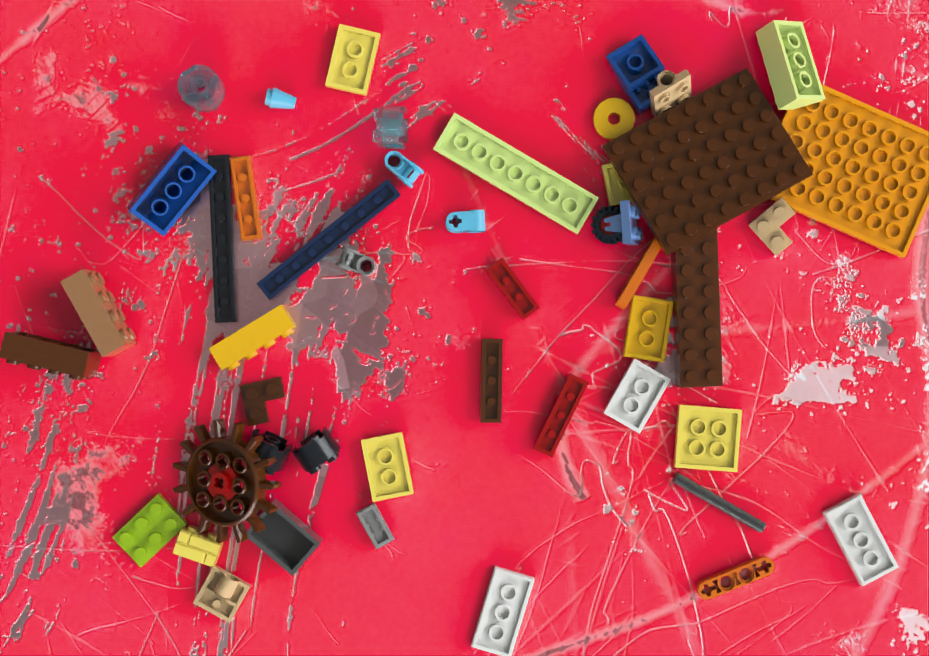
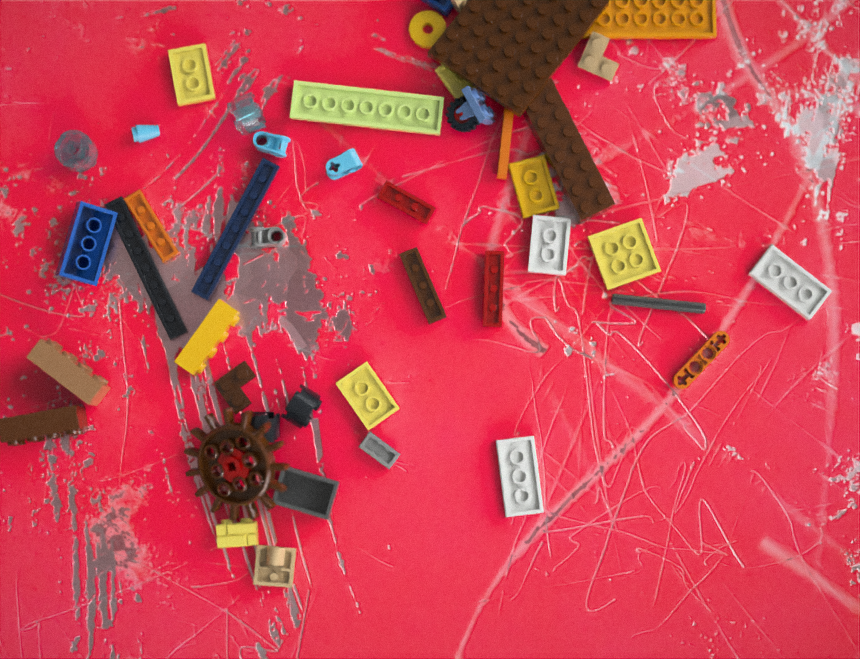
camera: 30 degrees left, 5 degrees down
(150, 530) = (190, 540): lime plate -> none

